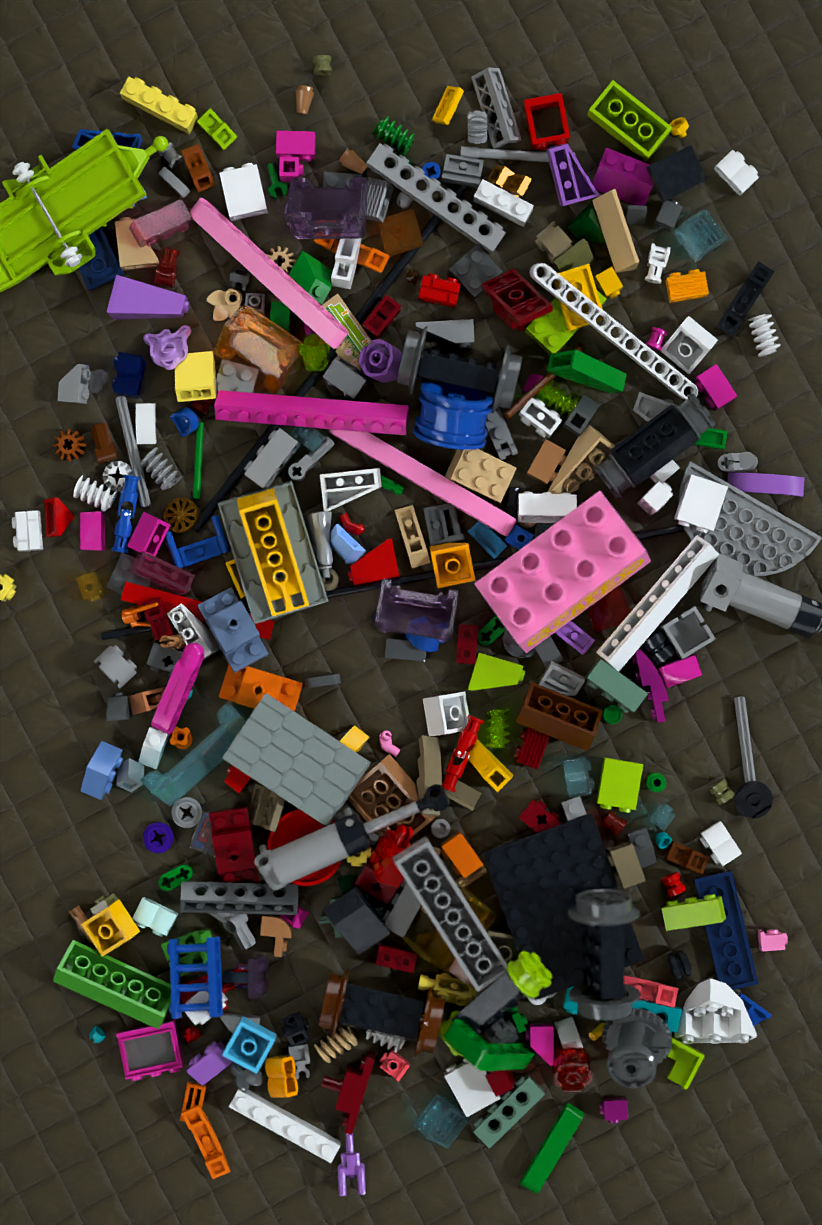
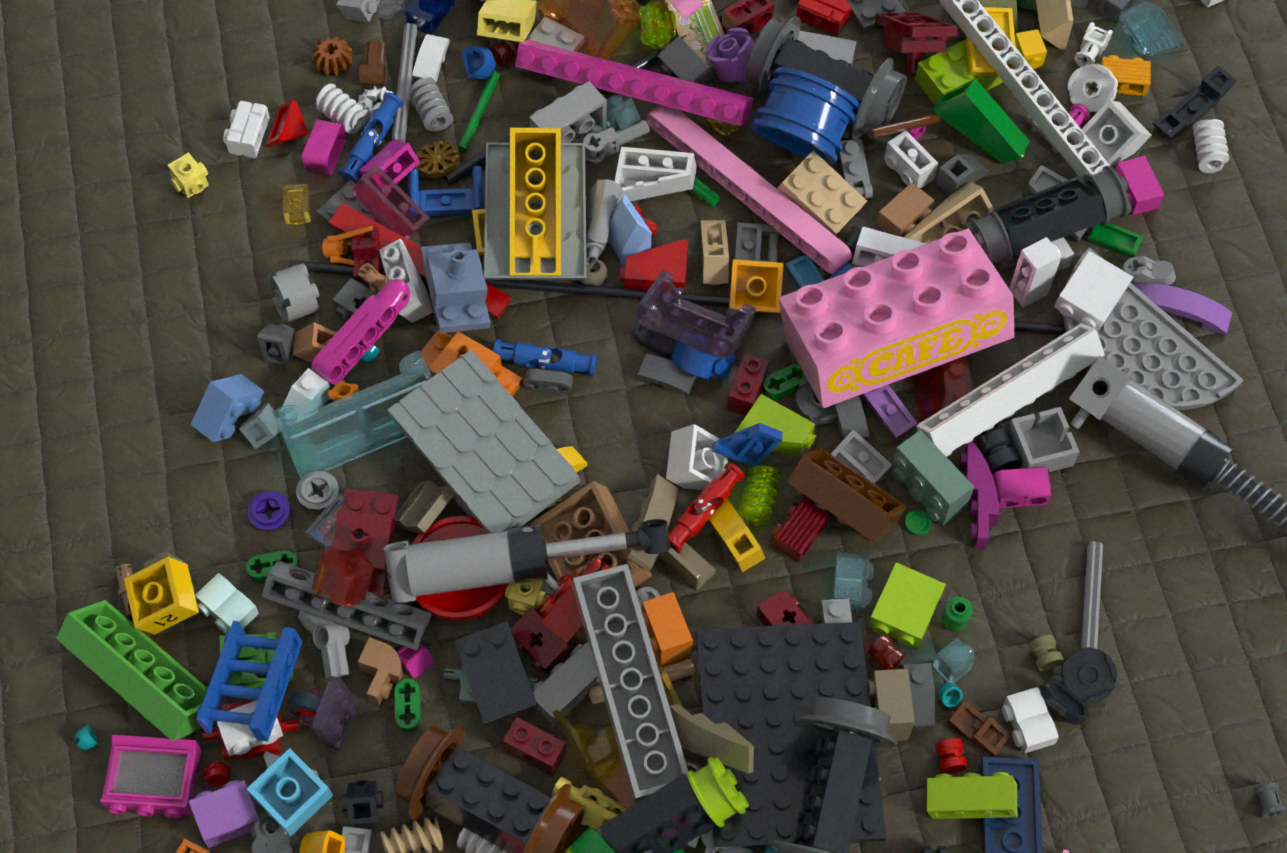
camera: 15 degrees right, 25 degrees down
(232, 887) = (343, 576): none -> clear red brick
(237, 779) = (401, 464): red brick -> none
(302, 663) = (532, 355): none -> blue piece
(306, 949) = (401, 705): none -> green beam
(386, 743) = (607, 477): bright pink arm -> none
(482, 697) = (749, 445): none -> blue wing
(518, 935) = (713, 739): none -> dark tan slope
(558, 398) = (935, 146): clear neon green piece -> none
(671, 302) = (1092, 73): none -> white plate
(740, 825) = (1064, 701): none -> black tile

